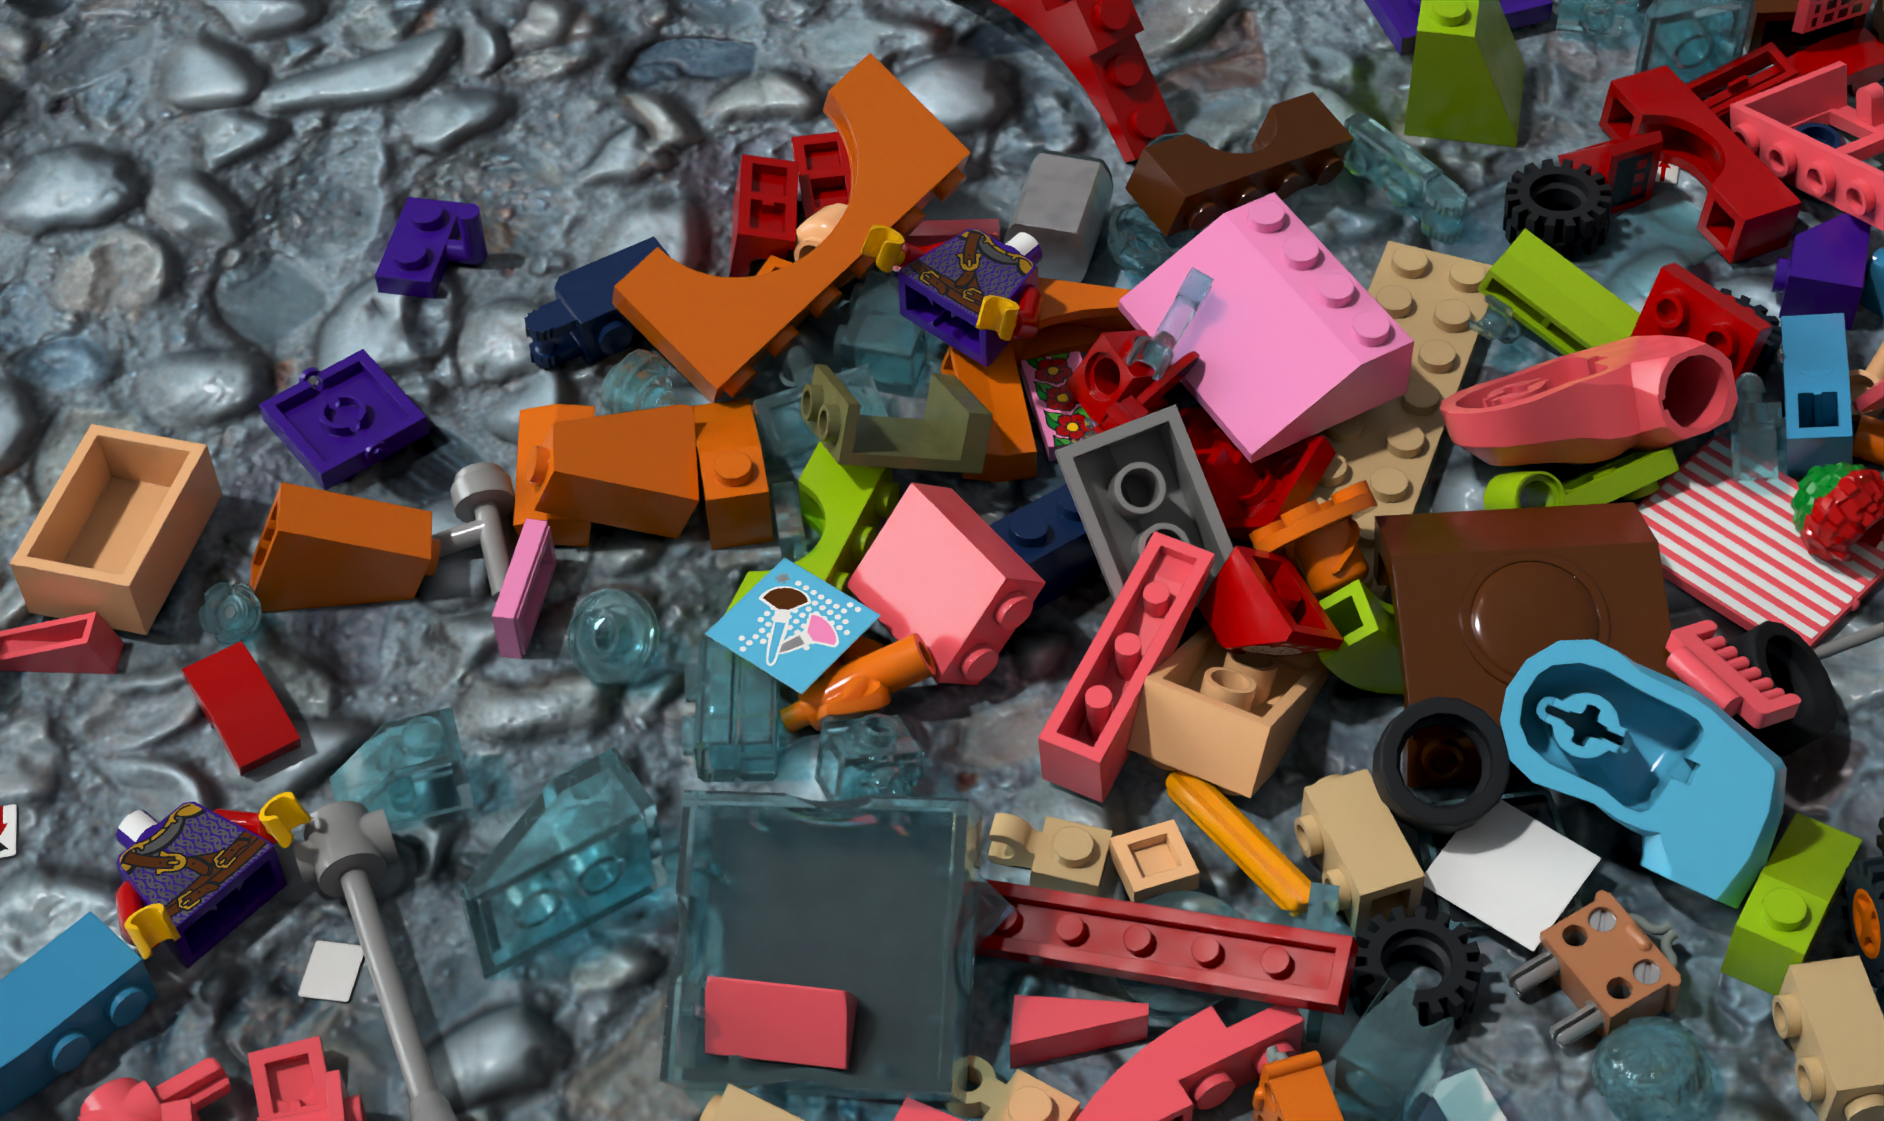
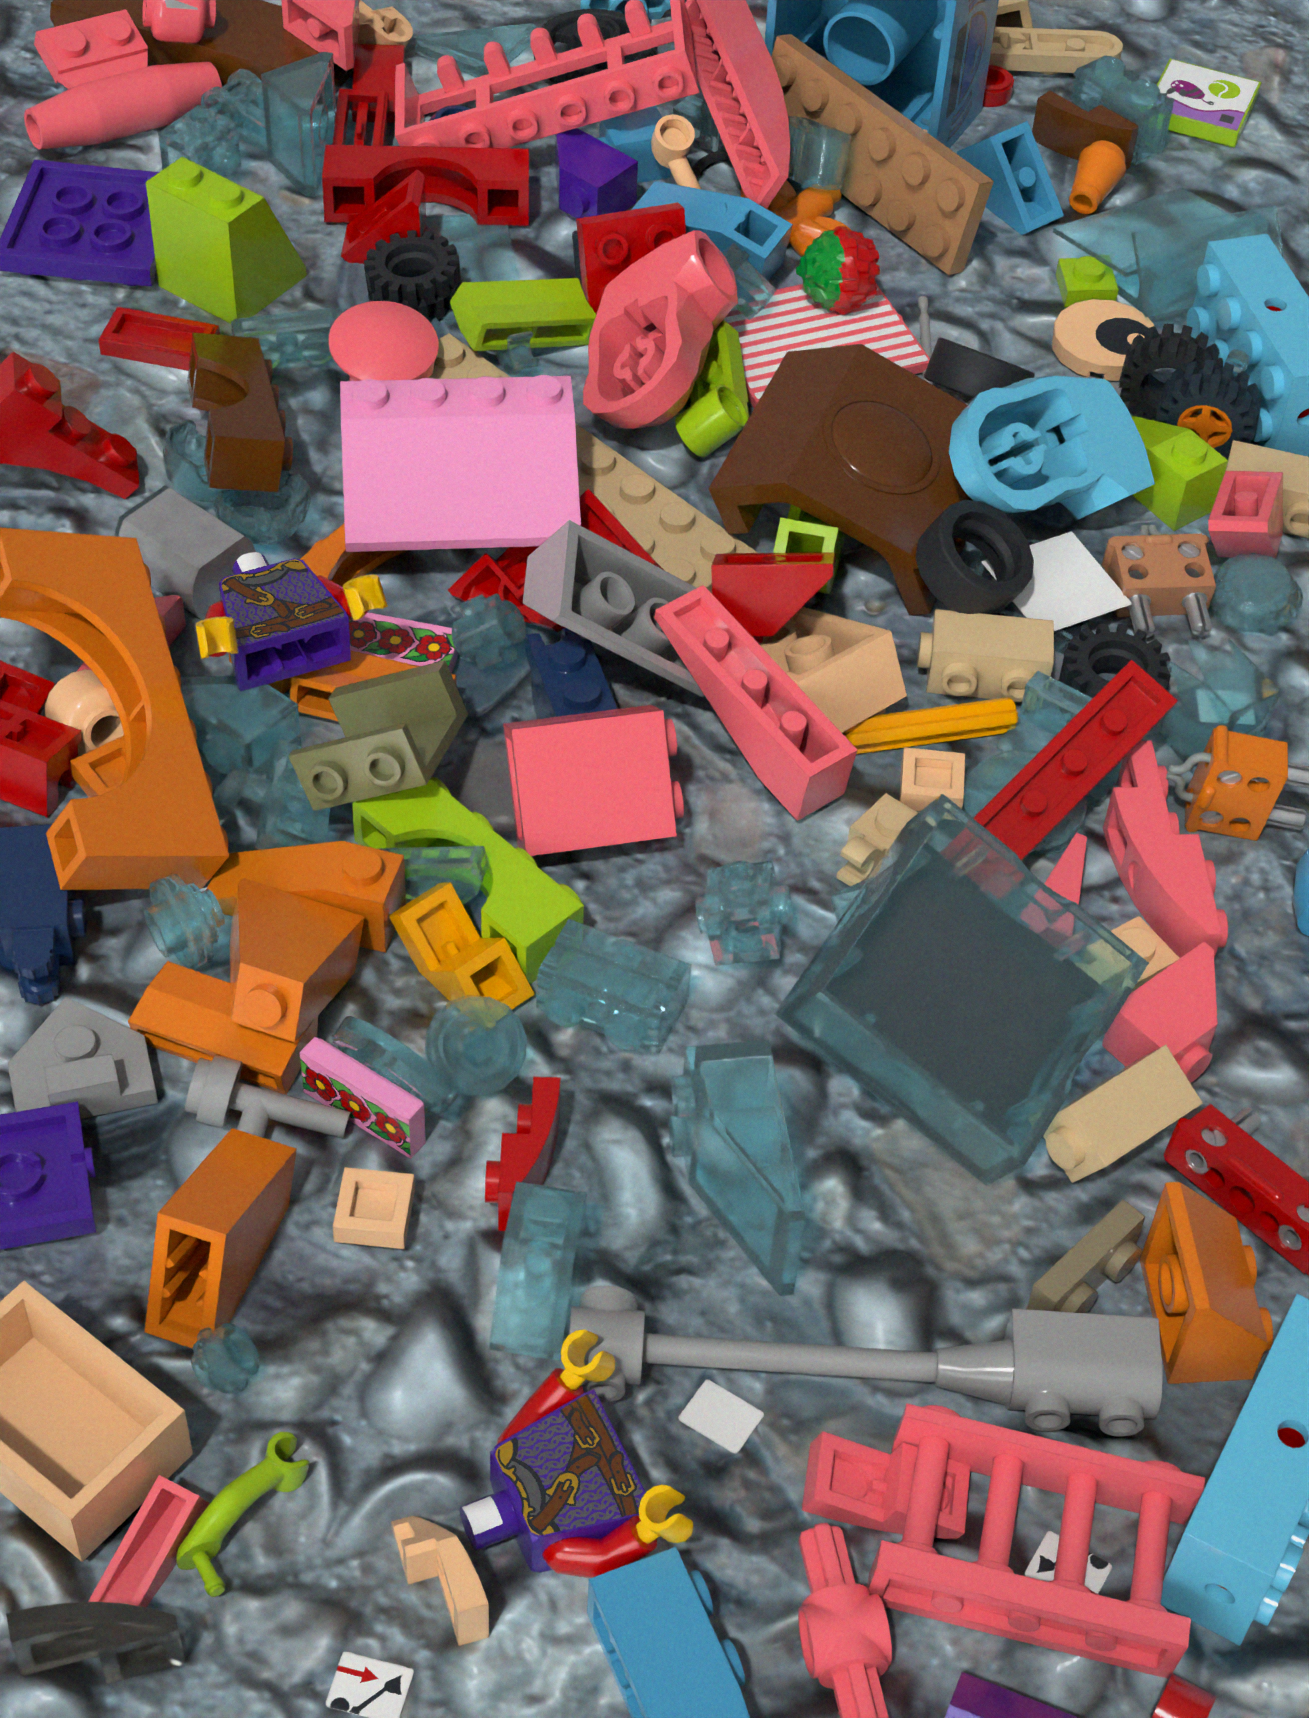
camera: 70 degrees left, 0 degrees up
(86, 833) = (433, 1552): none -> light nougat slope
(87, 668) = (235, 1498): none -> lime piece
(241, 707) = (348, 1385): red slope -> none
(419, 644) = (374, 1208): none -> light nougat plate
(476, 408) = (82, 1060): none -> light grey plate
(500, 726) = (528, 1152): none -> red slope
(544, 583) = (396, 1063): none -> clear light blue tile
(724, 562) = (453, 954): none -> light orange slope
(779, 1022) = (1001, 1056): coral slope -> none
(793, 625) = (567, 899): medium azure sticker -> none
(860, 682) = (648, 887): orange plant -> none
(1106, 377) = (428, 607): red brick -> none
(1150, 399) = (480, 576): red piece -> none
(1158, 349) = (414, 482): clear light blue arm -> none
(1322, 539) = (703, 524): orange plate -> none
(1335, 81) = (151, 337): none -> red tile
(1415, 220) = (383, 342): none -> coral dish
(1724, 679) = (985, 377): coral piece -> none
(1737, 1007) = (1248, 514): none -> coral slope

